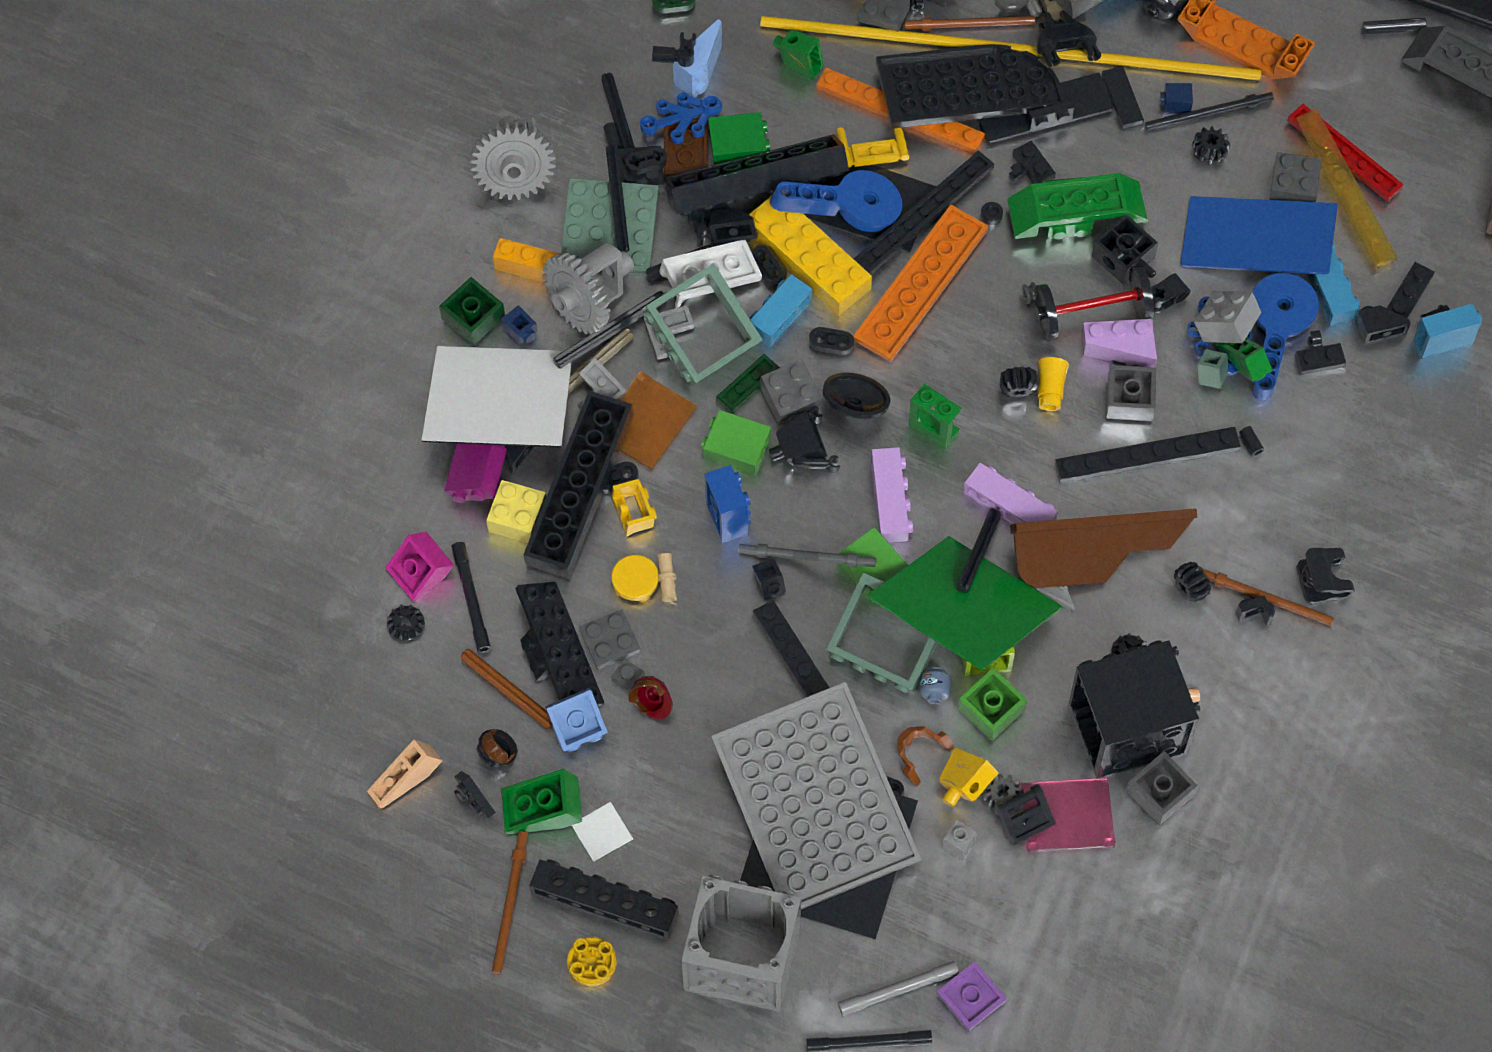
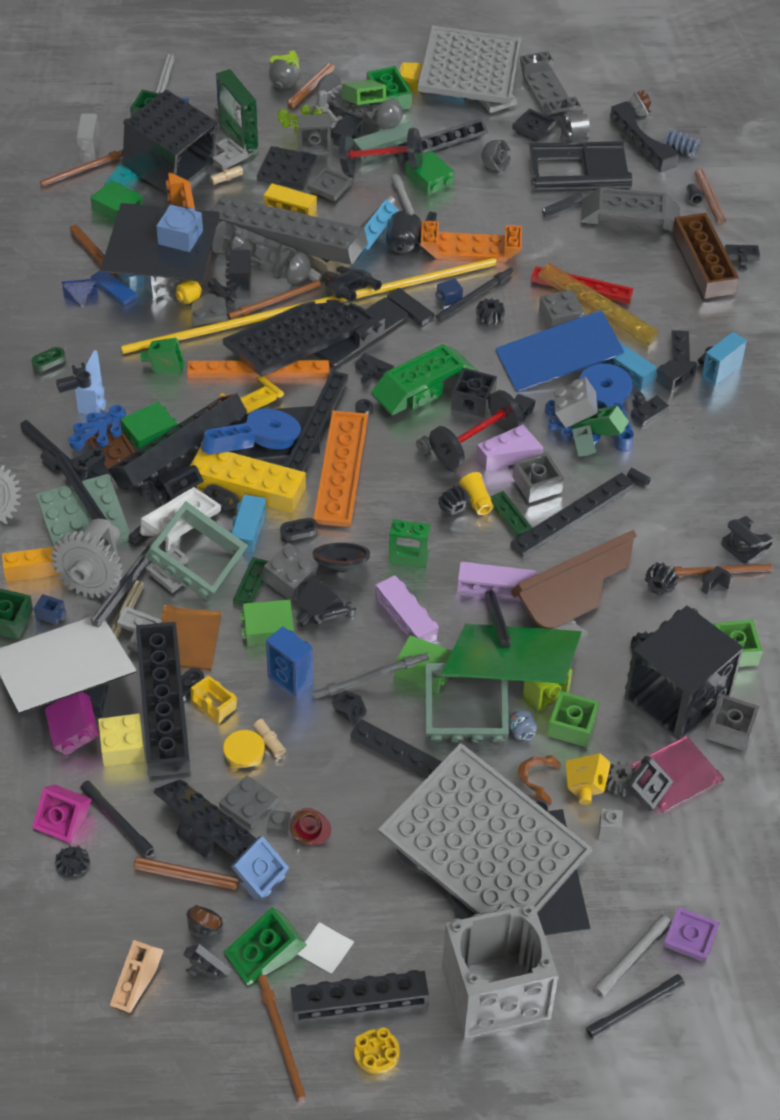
camera: 30 degrees left, 15 degrees down
(1076, 423) = (509, 514): none -> dark green tile
(1226, 698) = (747, 636): none -> bright green brick

